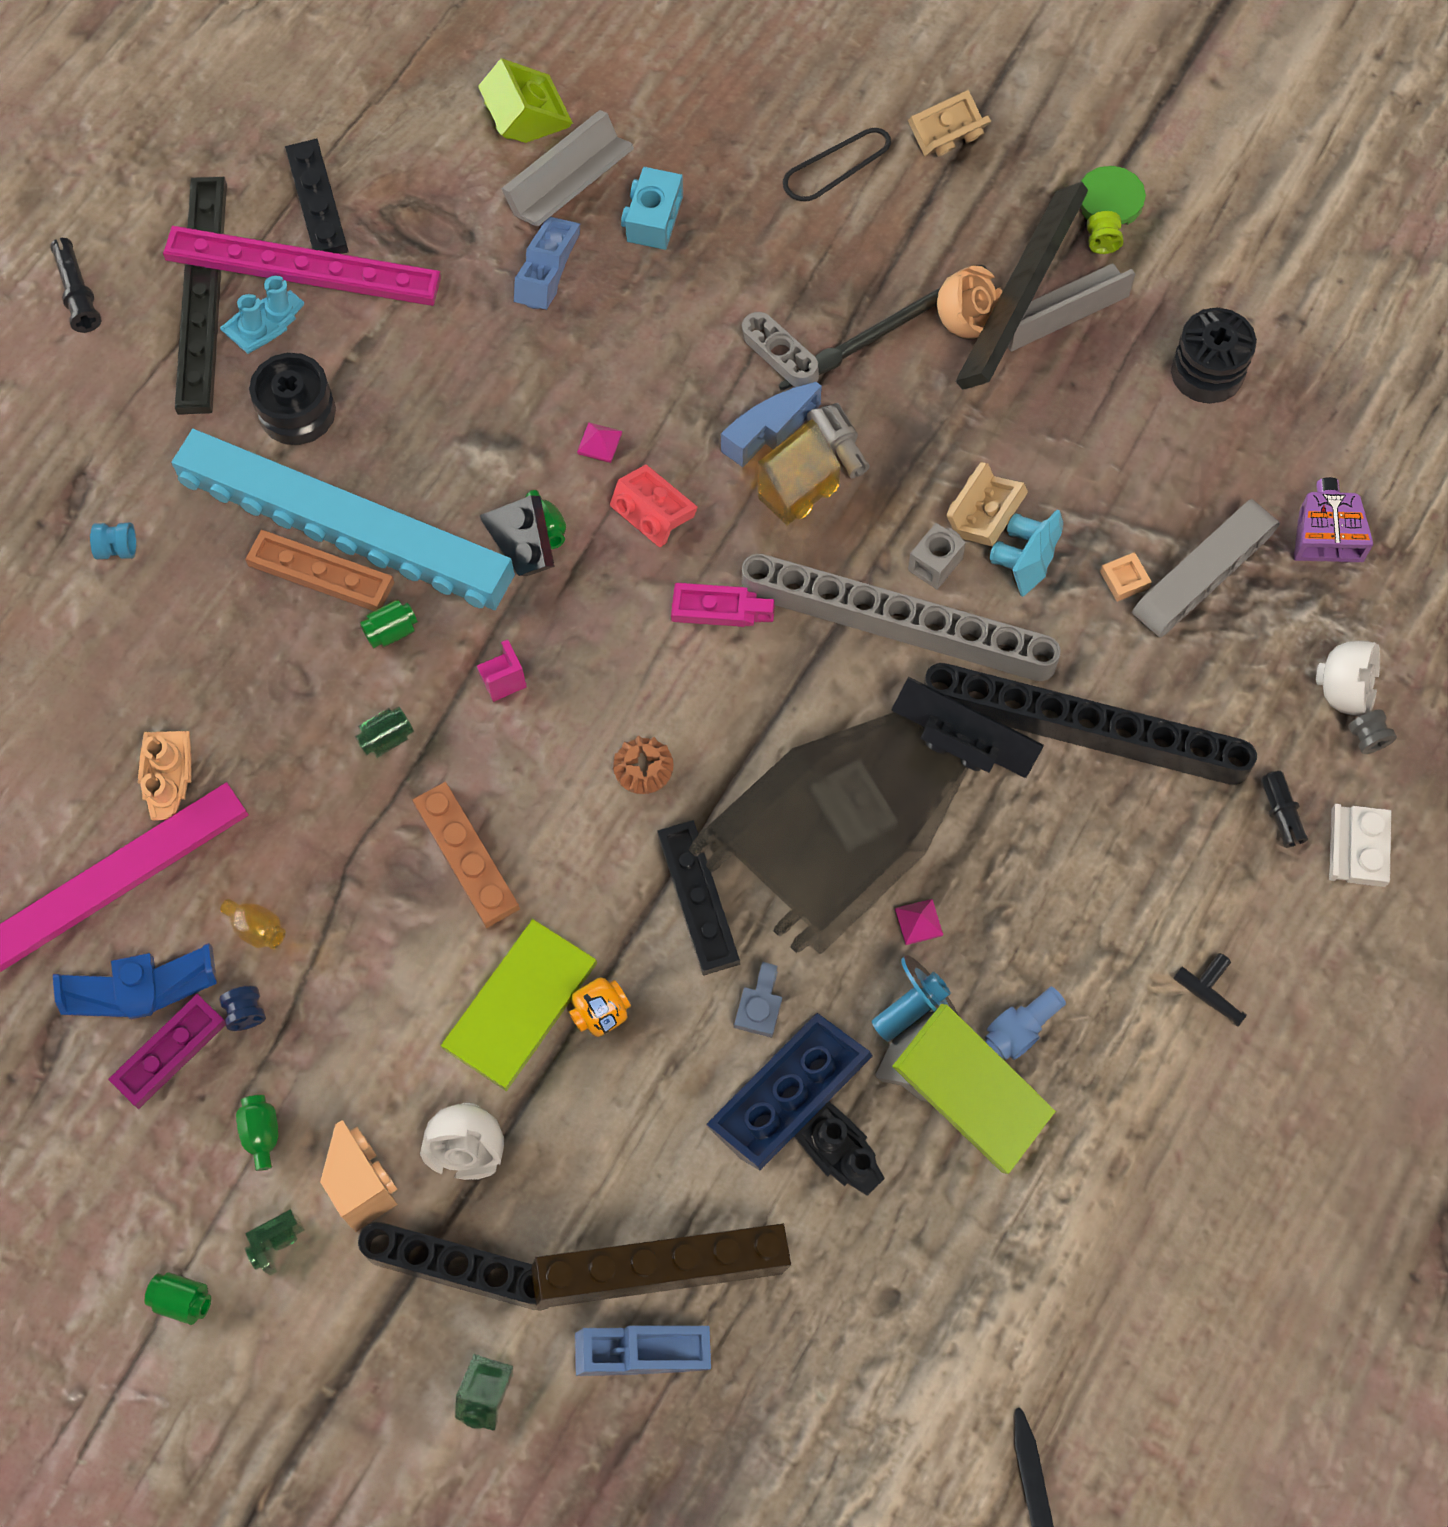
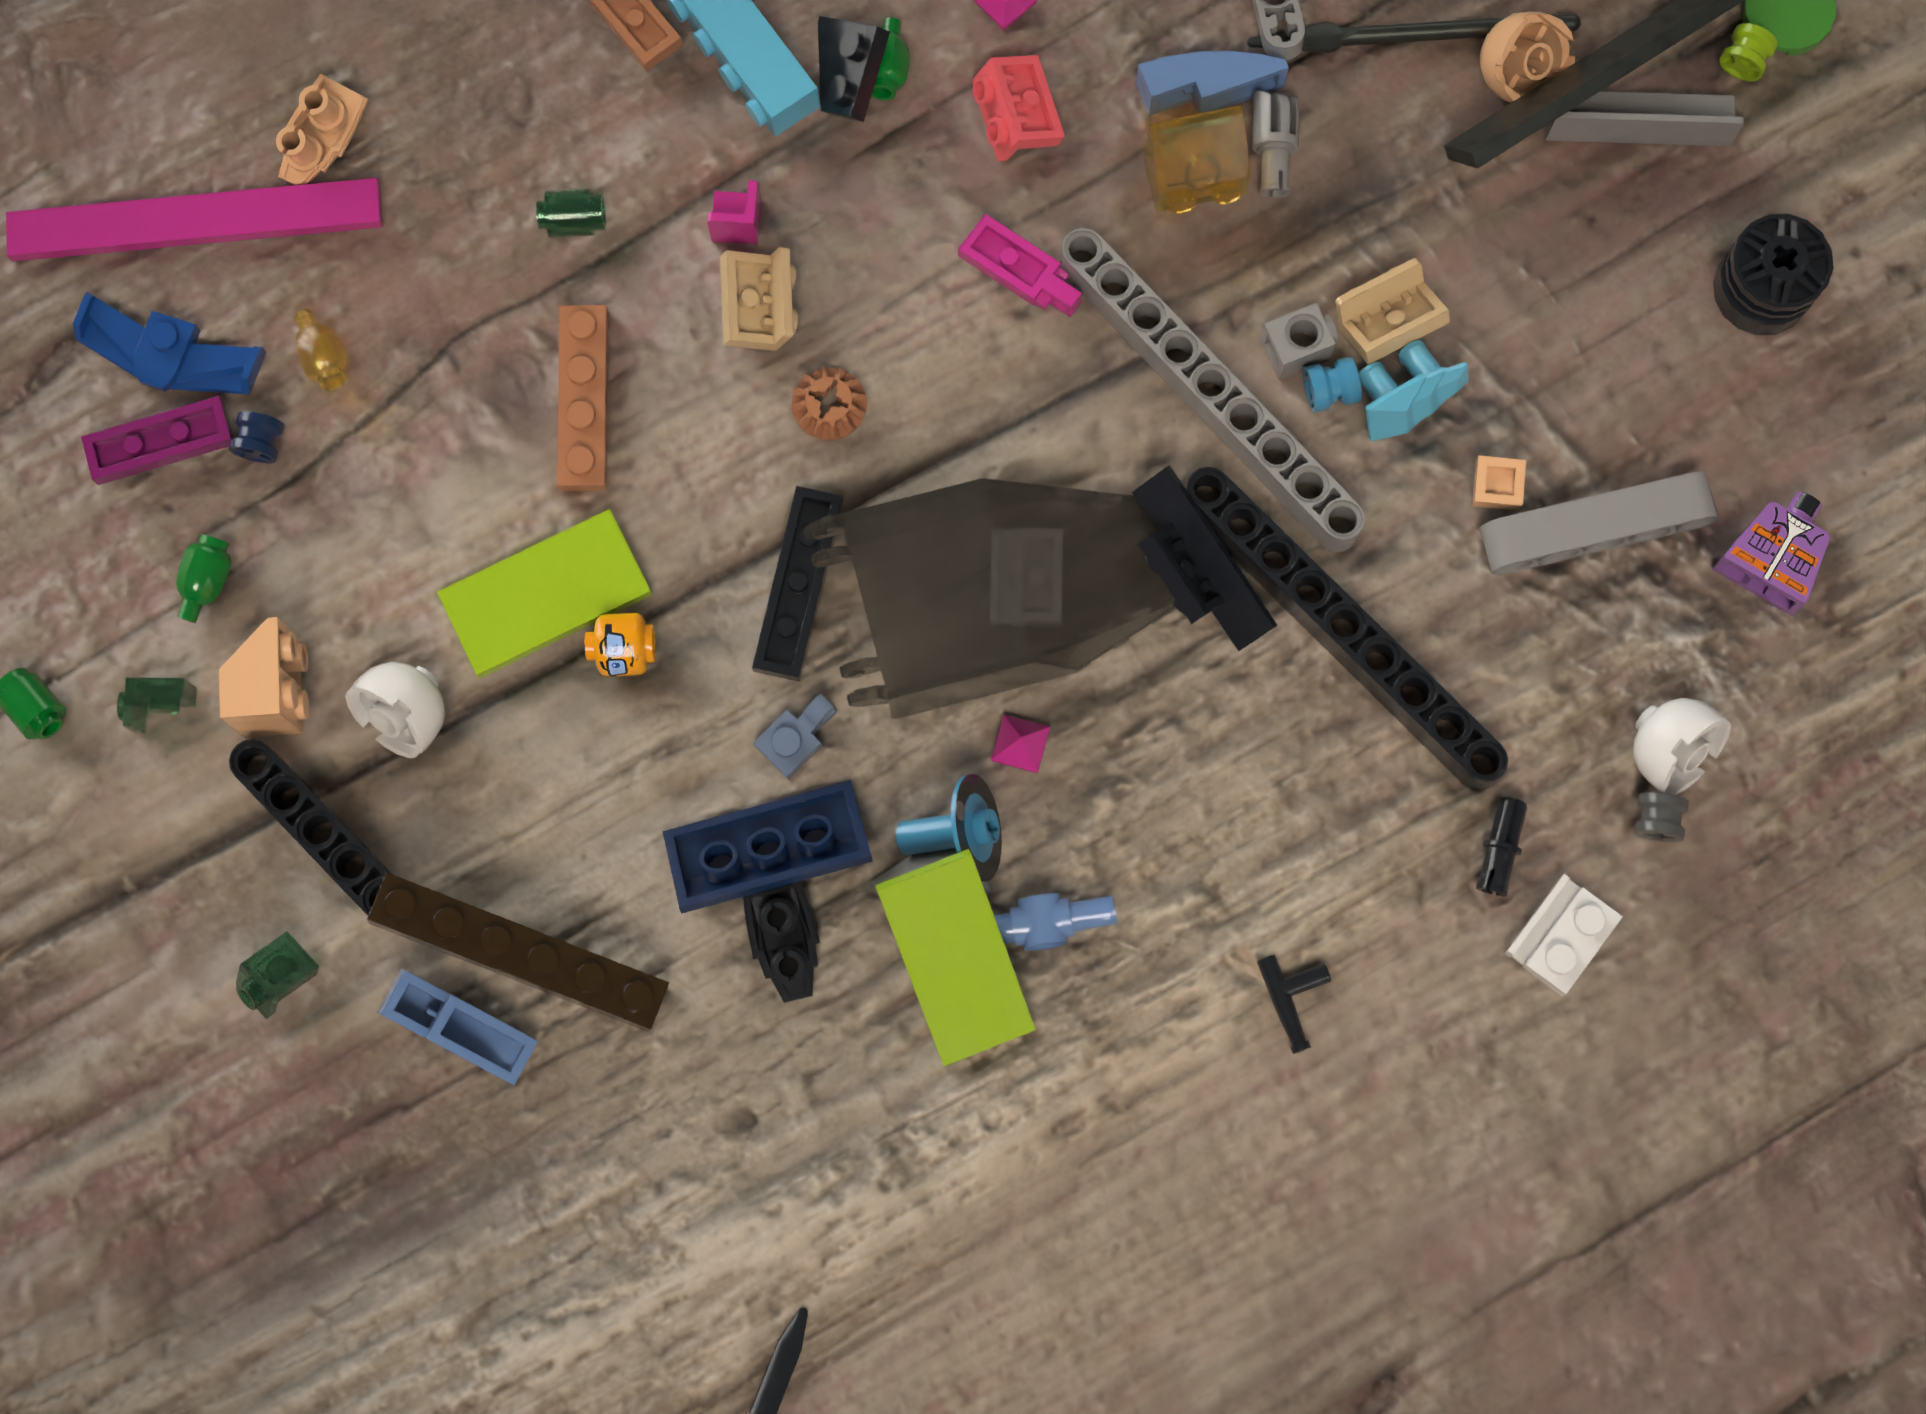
camera: 30 degrees right, 10 degrees up
(389, 624) = (646, 91): green brick -> none
(552, 720) = (757, 299): none -> tan bracket
(975, 573) = (1327, 385): none -> dark azure wheel

